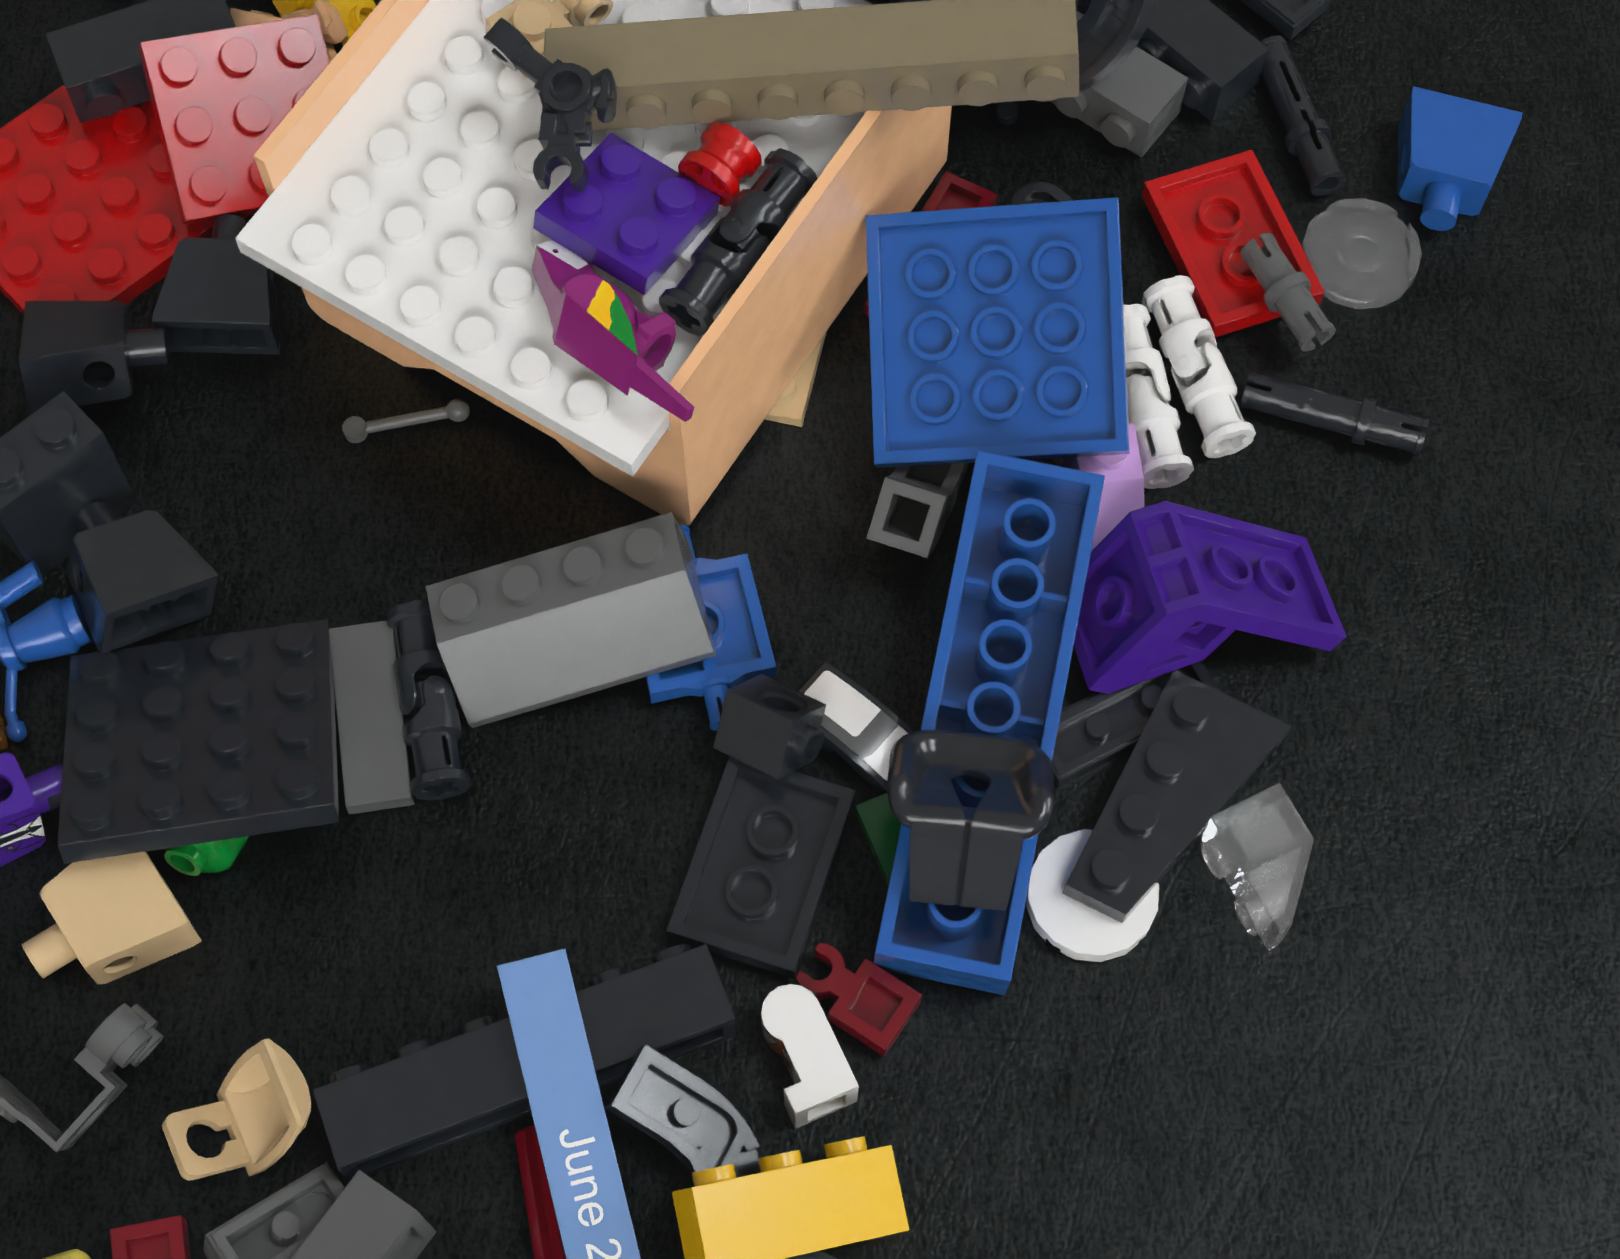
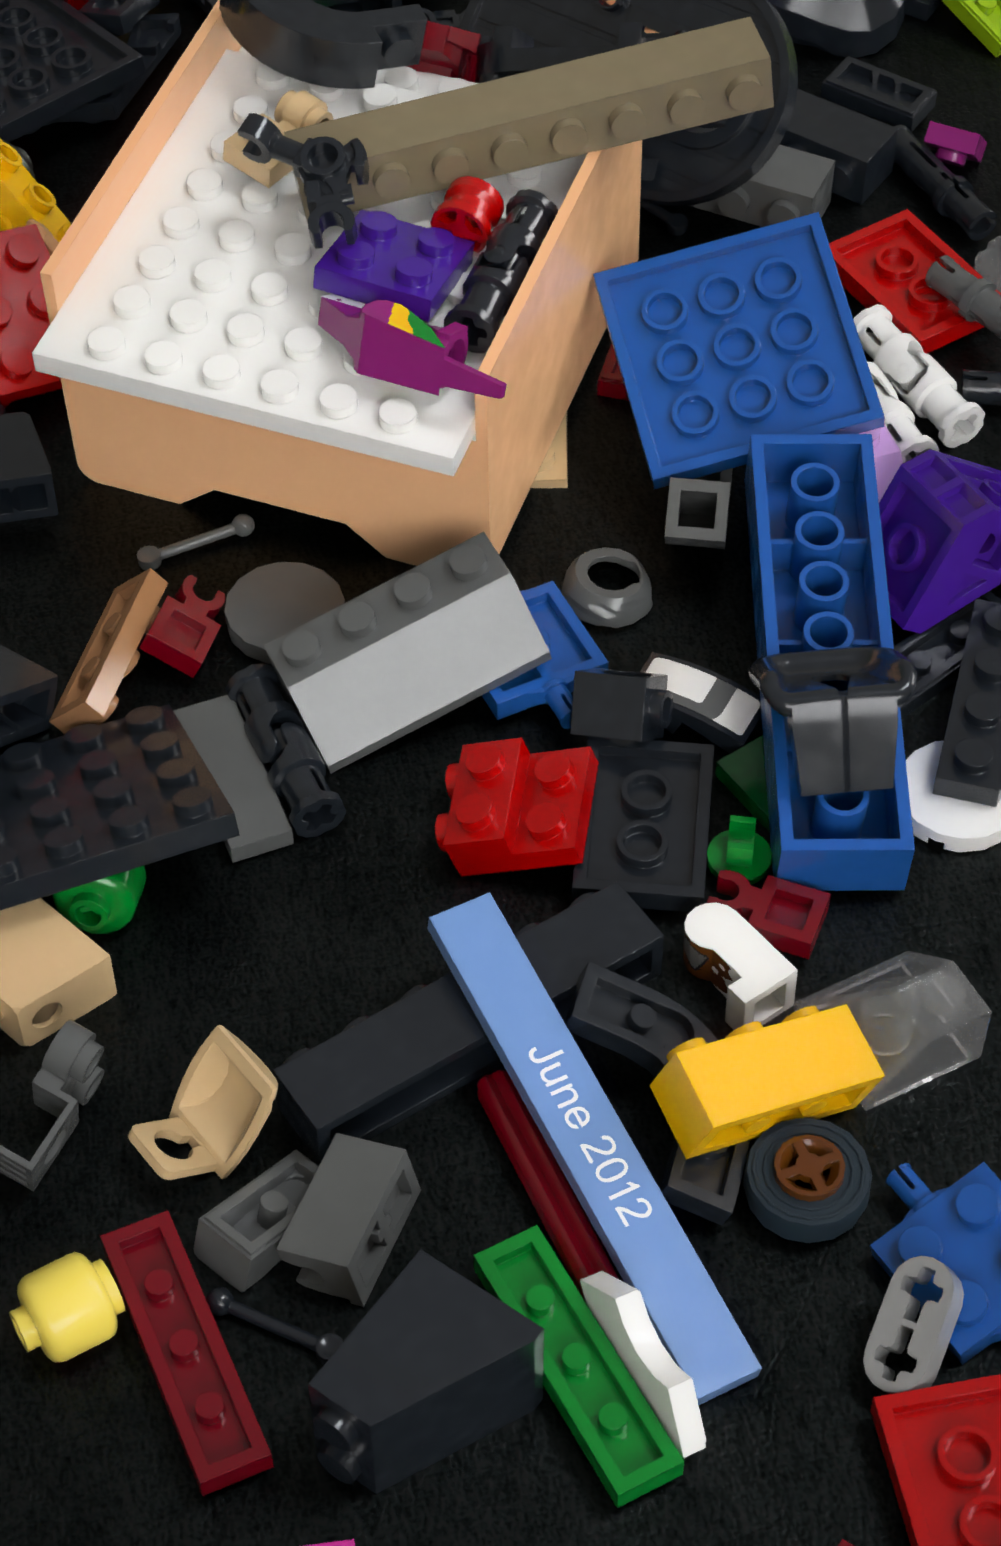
camera: 10 degrees left, 15 degrees down
(283, 546) = (110, 653): none -> medium nougat plate
(361, 533) = (184, 629): none -> dark red plate
(470, 523) = (275, 602): none -> dark grey tile
(637, 823) = (516, 807): none -> red plate
(798, 591) = (605, 606): none -> dark grey piece
(848, 921) = (740, 850): none -> green plate
(950, 1149) = (914, 1016): none -> clear slope
(1329, 70) = (954, 144): none -> magenta plate

